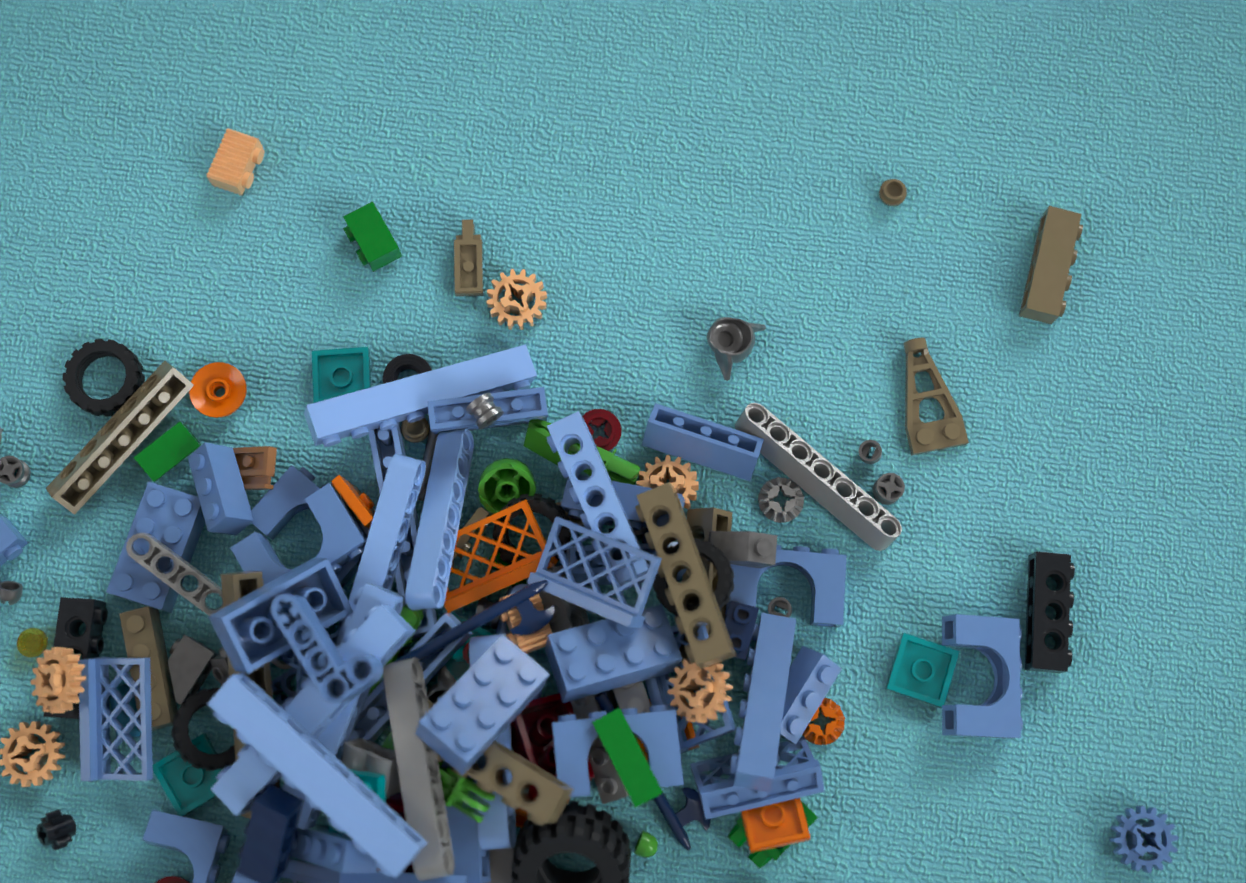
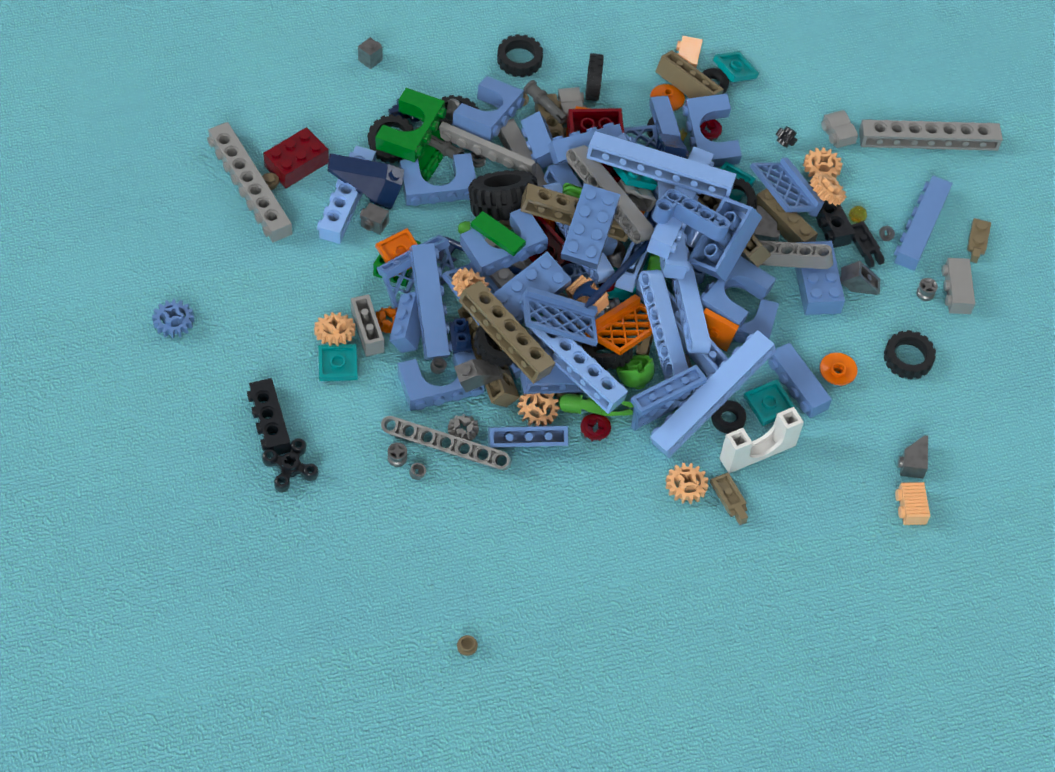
camera: 155 degrees right, 20 degrees down
(51, 583) = (867, 244): none -> black hinge
(101, 524) = (860, 279): none -> flat silver slope
(119, 437) = (877, 323): dark tan brick -> none
(167, 451) = (846, 327): green hinge -> none
(193, 221) = (914, 459): none -> flat silver slope
(220, 489) = (802, 311): medium blue brick -> none
(256, 466) = (792, 331): medium nougat plate -> none
(282, 393) = (799, 380): none -> medium blue brick
(359, 311) = (740, 451): none -> white arch
(372, 237) = (798, 485): green brick -> none
(484, 410) = (669, 379): flat silver wheel -> none
(731, 341) = (535, 504): flat silver piece -> none
(862, 711) = (367, 325): none -> light grey brick
(907, 738) = (334, 329): none -> light nougat gear
(936, 434) = (379, 499): dark tan plate -> none
(1000, 642) = (283, 350): medium blue arch -> none
(1047, 517) = (298, 448): none -> black gear
(1051, 265) = (338, 632): dark tan brick -> none

